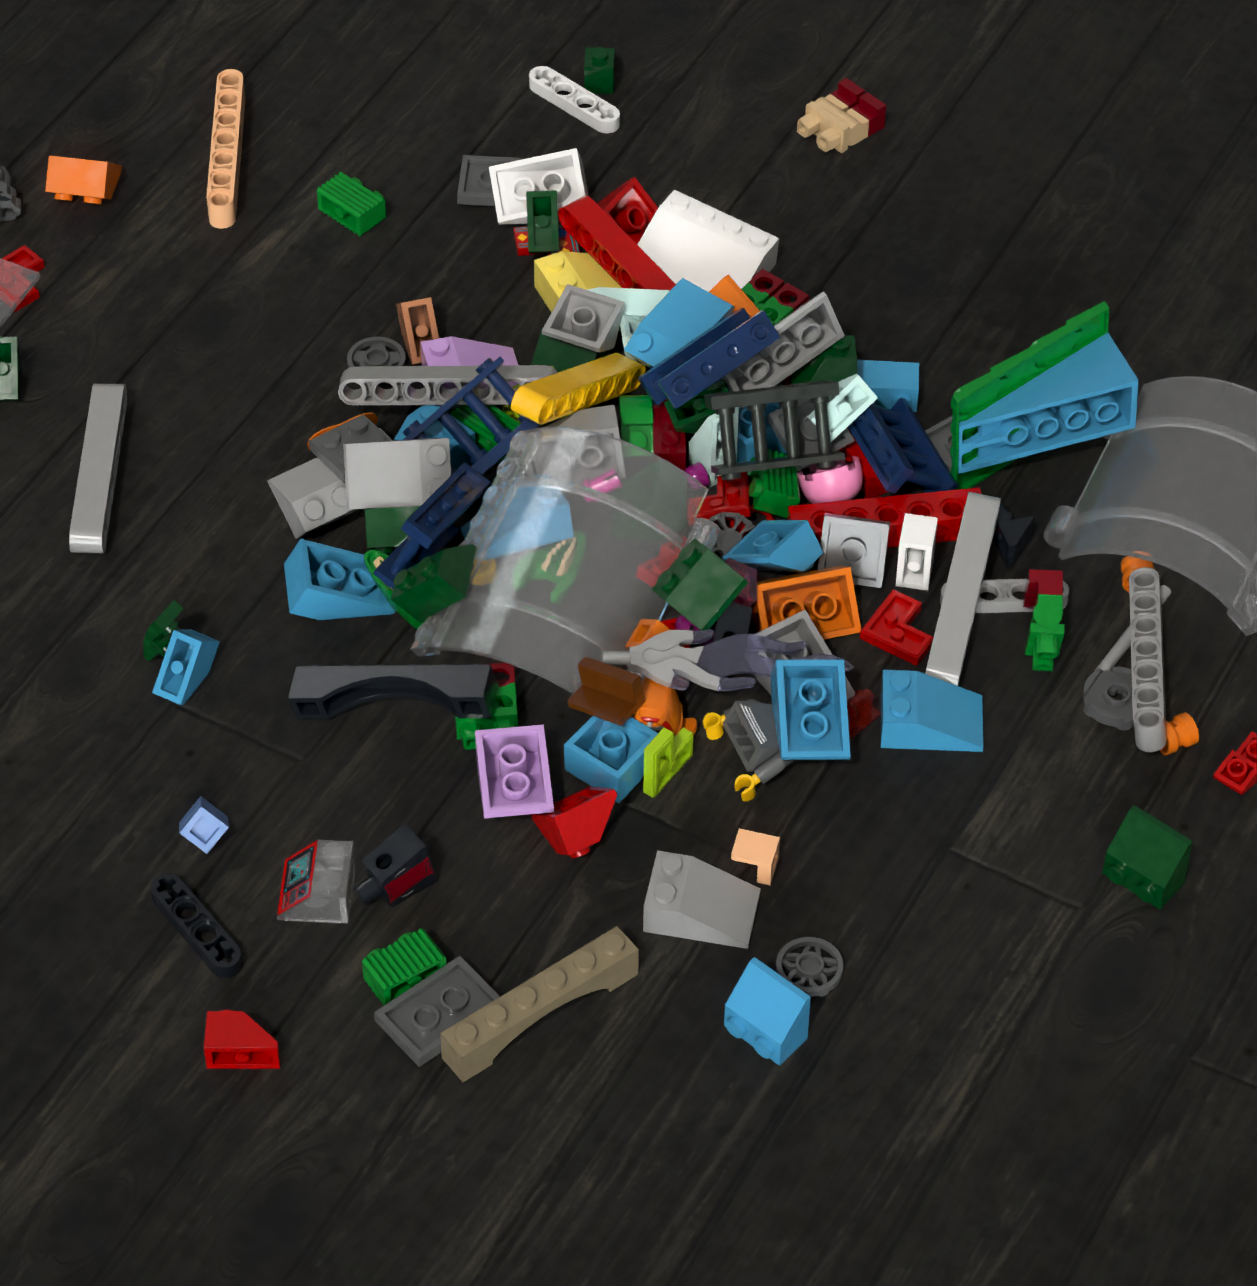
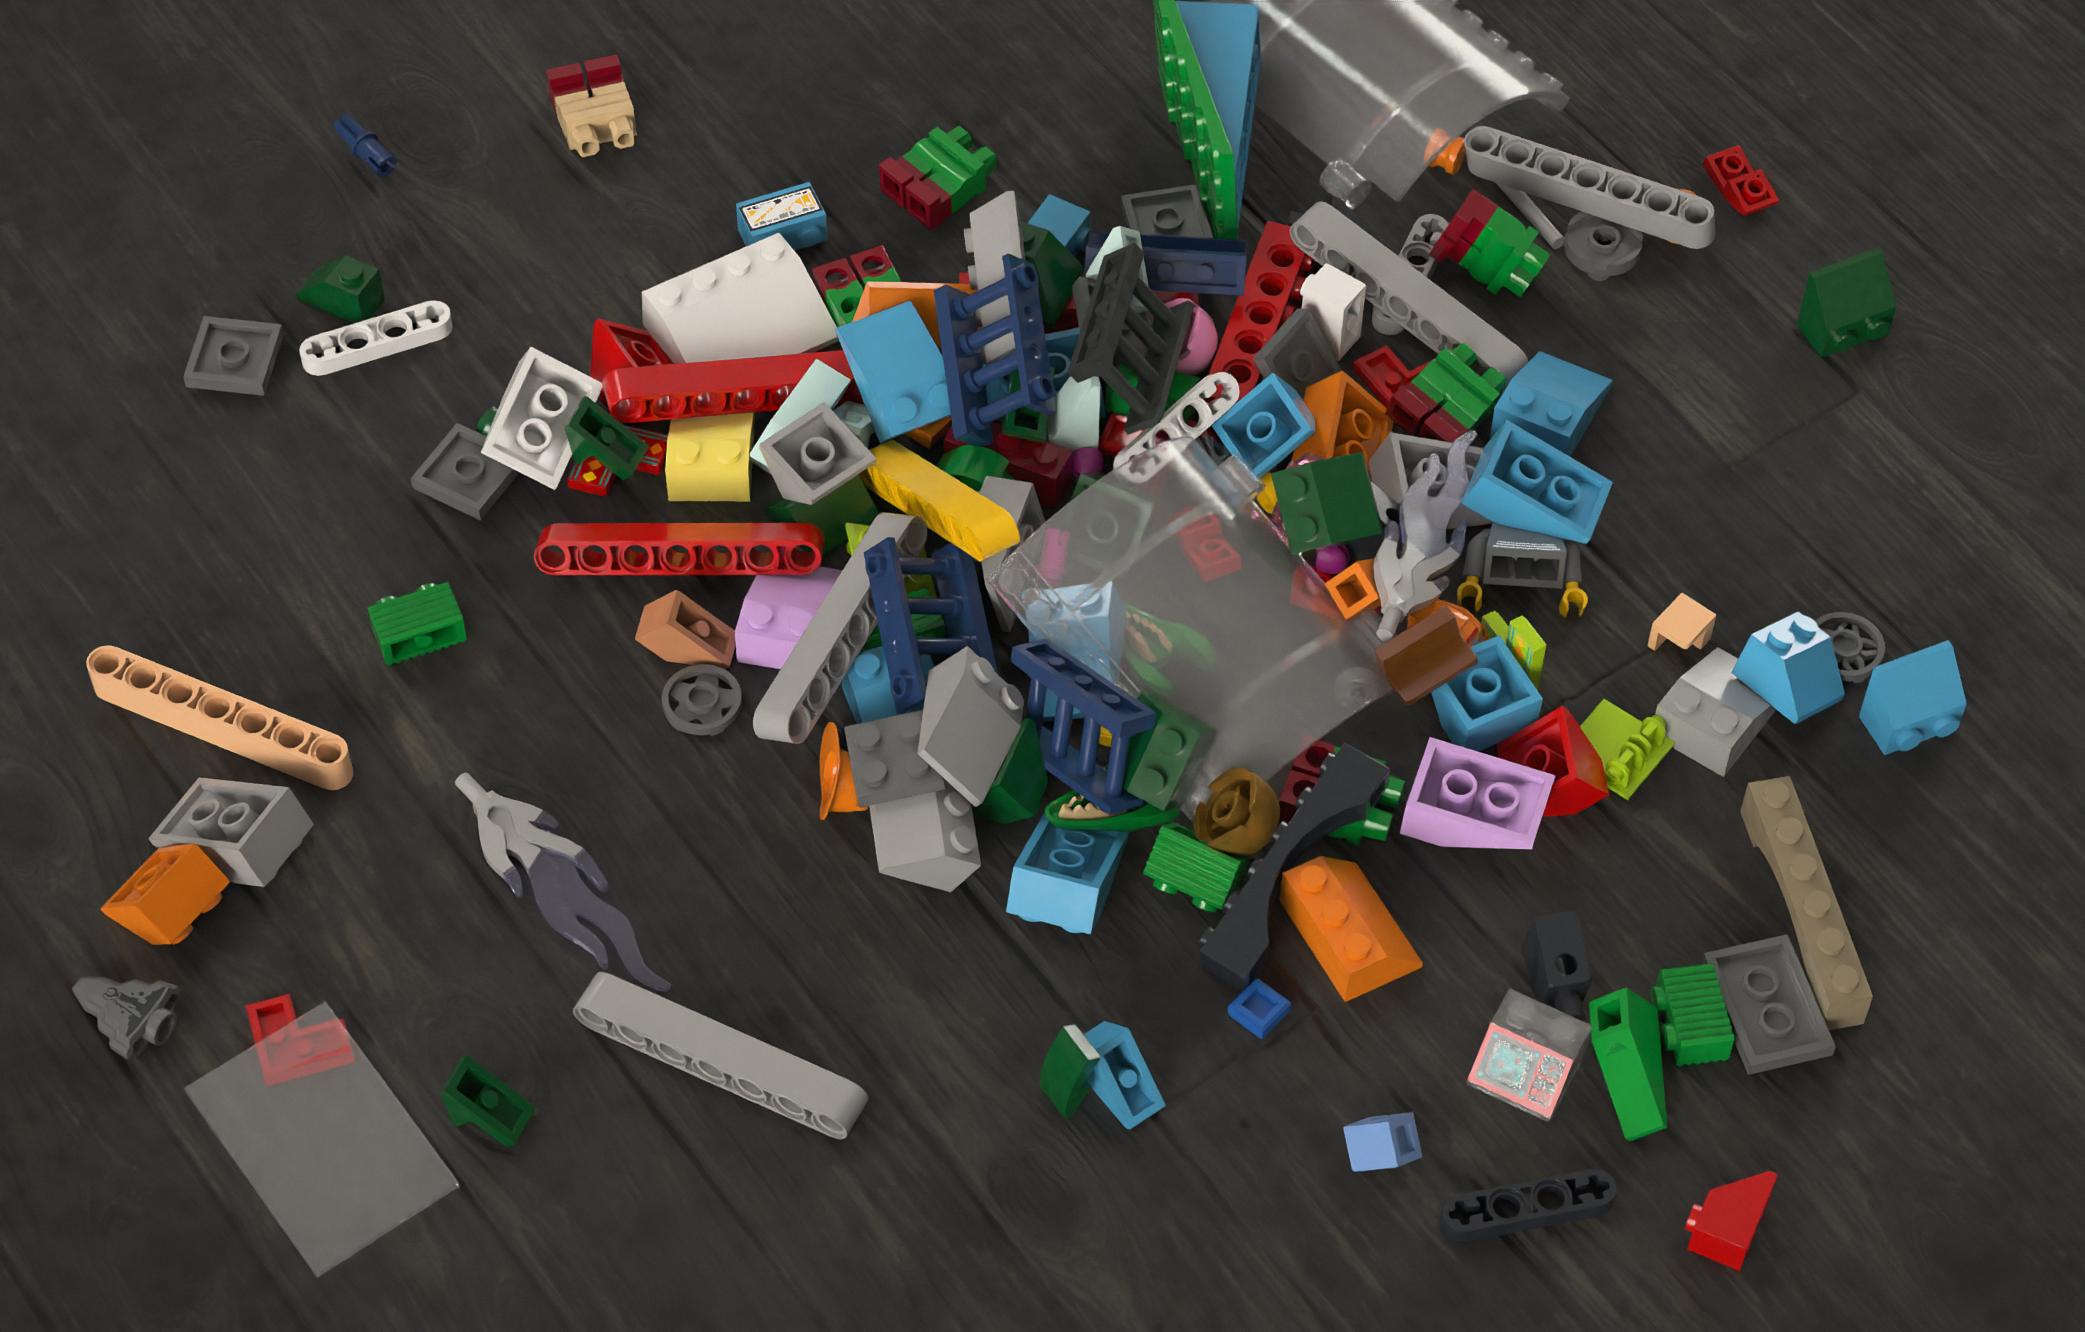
camera: 65 degrees left, 5 degrees up
(145, 189) = (239, 826): none -> light grey slope
(186, 352) = (550, 862): none -> clear purple piece
(285, 727) = (1259, 1008): none -> blue tile
(347, 932) = (1631, 1060): none -> green slope
(374, 638) = (1190, 866): none -> green brick
(375, 747) = (1346, 925): none -> orange slope
(413, 643) = (1238, 813): none -> pearl gold cylinder
(482, 296) = (663, 560): none -> red beam
(513, 42) = (233, 355): none -> dark grey plate
(624, 855) = (1626, 745): none -> lime hinge
(730, 29) = (365, 145): none -> dark blue axle
(739, 493) = (1173, 421): none -> white beam
(751, 925) = (1792, 667): none -> dark azure slope
(806, 245) = (790, 212): none -> brick
(881, 644) = (1447, 397): none -> green hips
(906, 307) = (937, 175): none -> hips

